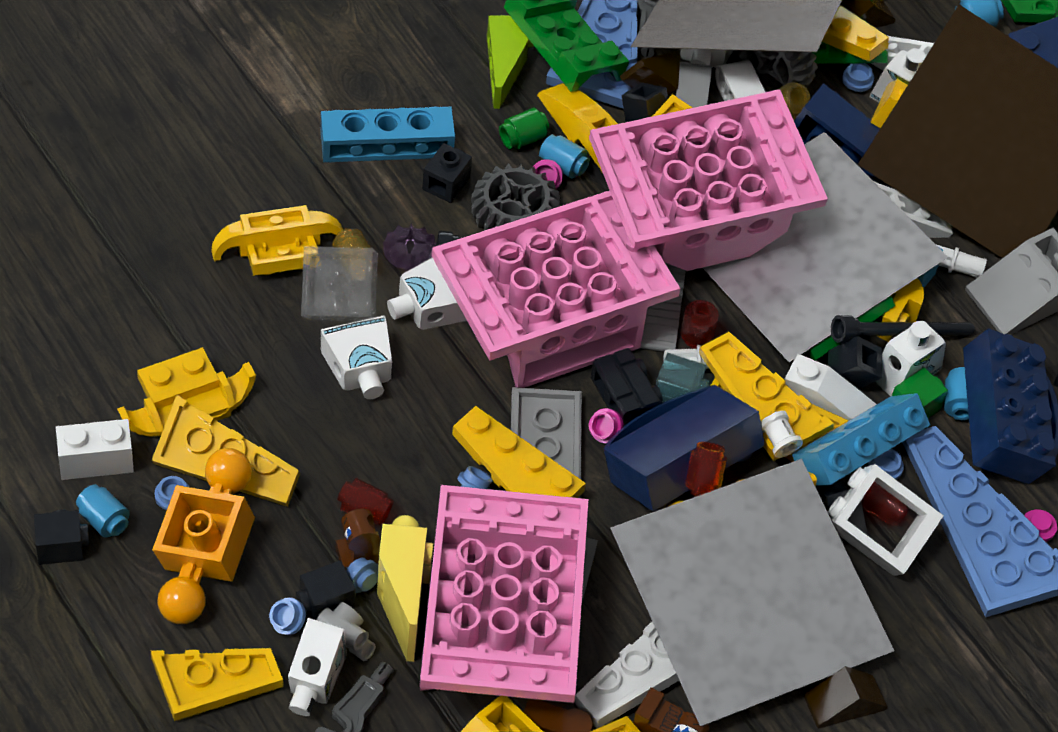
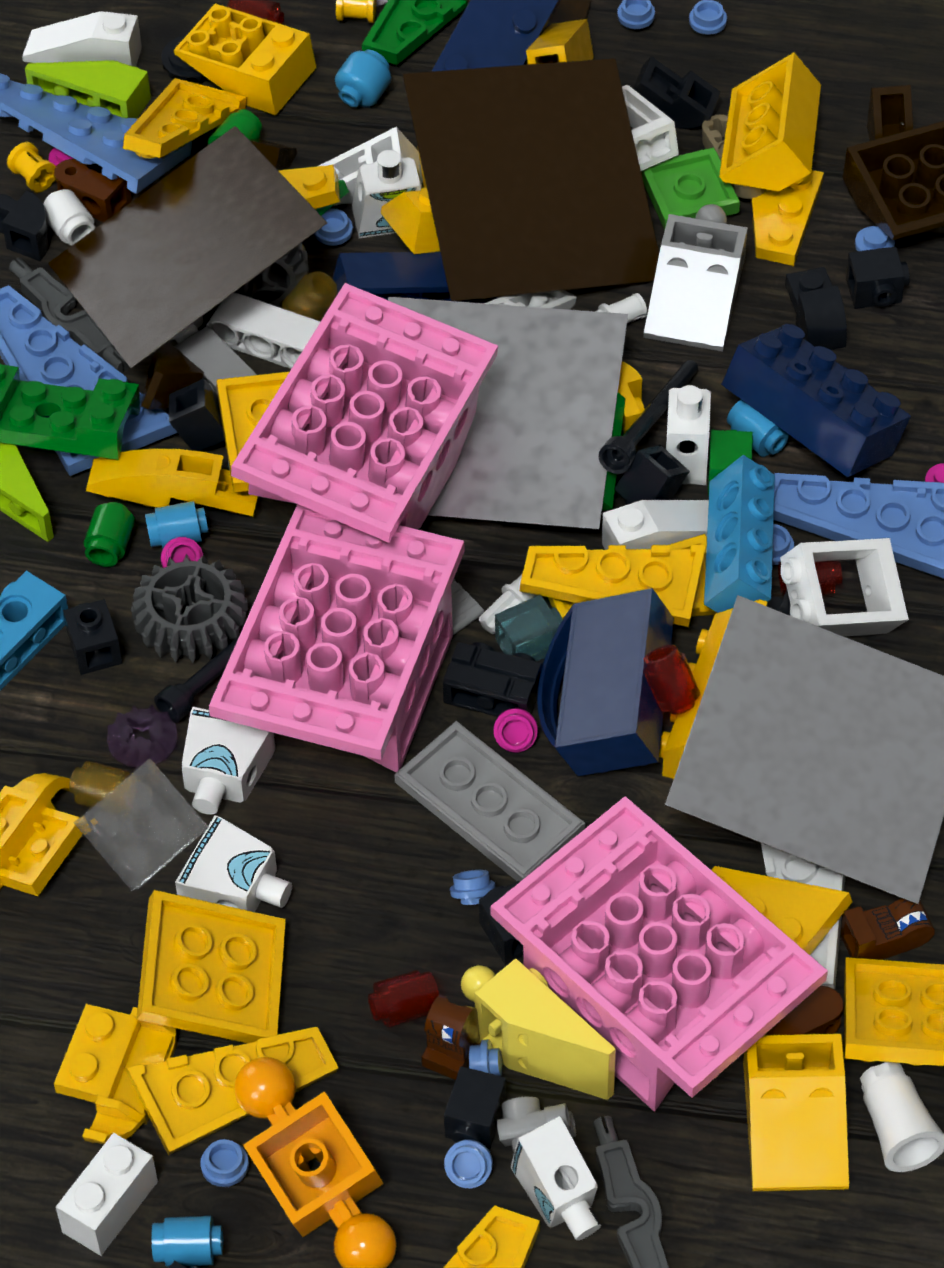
camera: 40 degrees left, 0 degrees up
(284, 389) = (211, 968): none -> yellow plate
(512, 460) = (488, 835): yellow wing -> none
(615, 651) = (794, 907): none -> yellow wing
(699, 323) = (483, 566): clear red brick -> none
(781, 434) = (682, 593): white bush -> none

